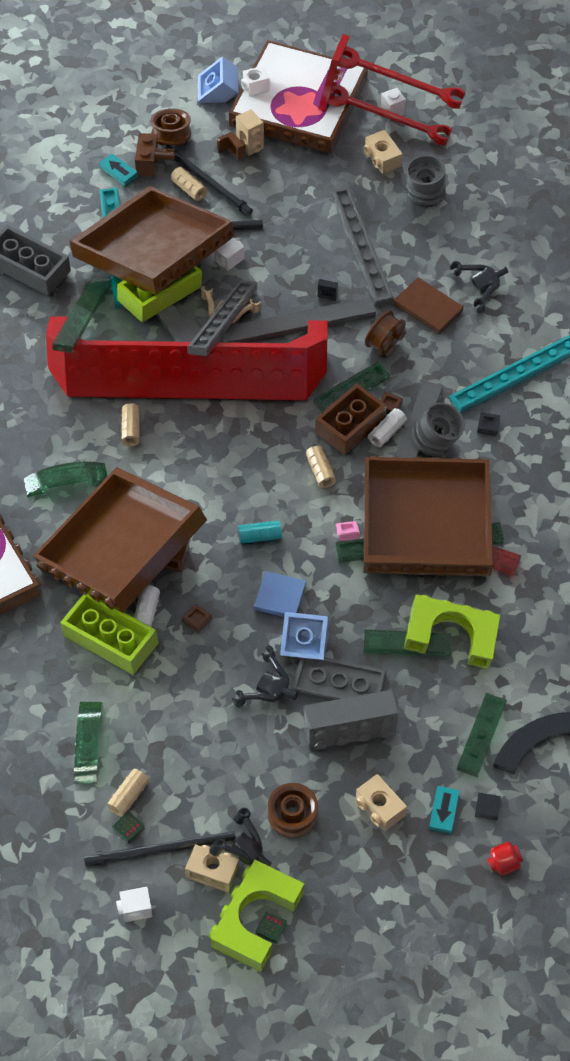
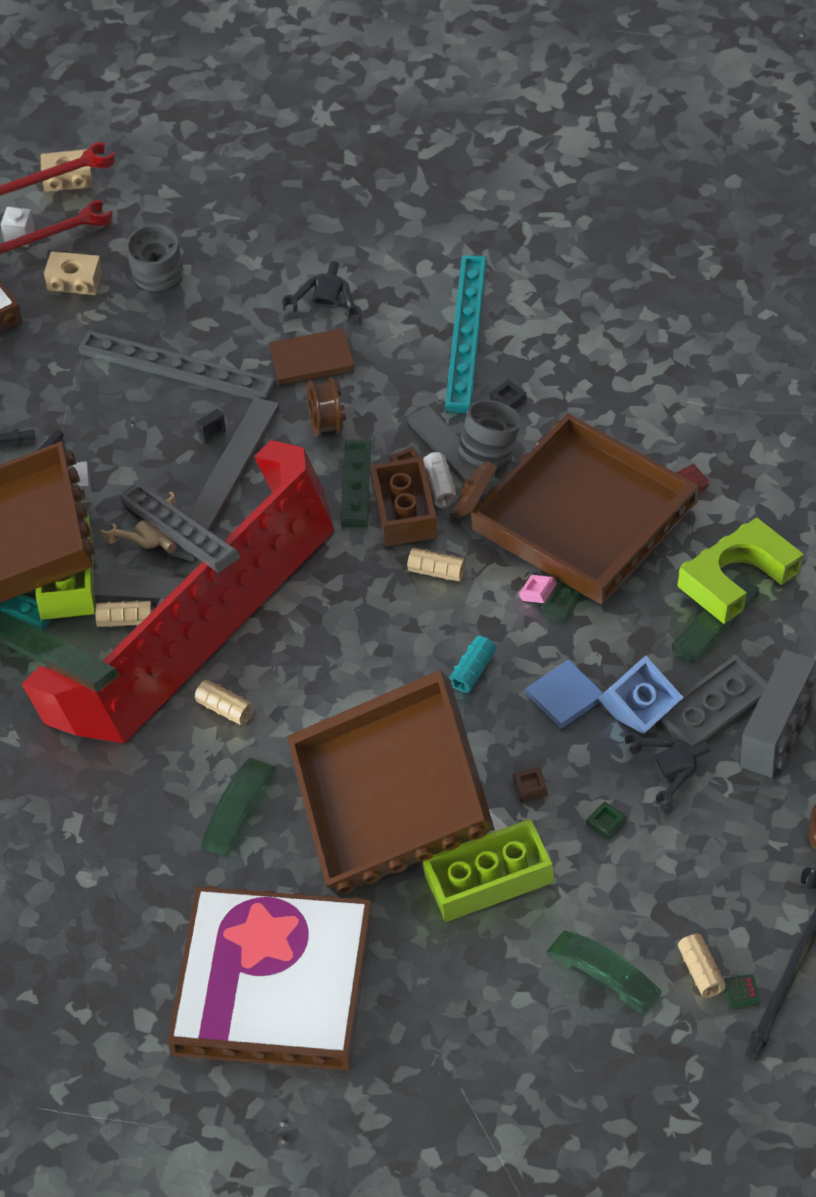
camera: 50 degrees left, 5 degrees down
(150, 331) = (122, 613): none -> tan axle
(201, 675) = (606, 820): none -> dark green tile
(384, 447) = (472, 490): none -> reddish brown plate
(469, 103) = (72, 180): none -> tan brick

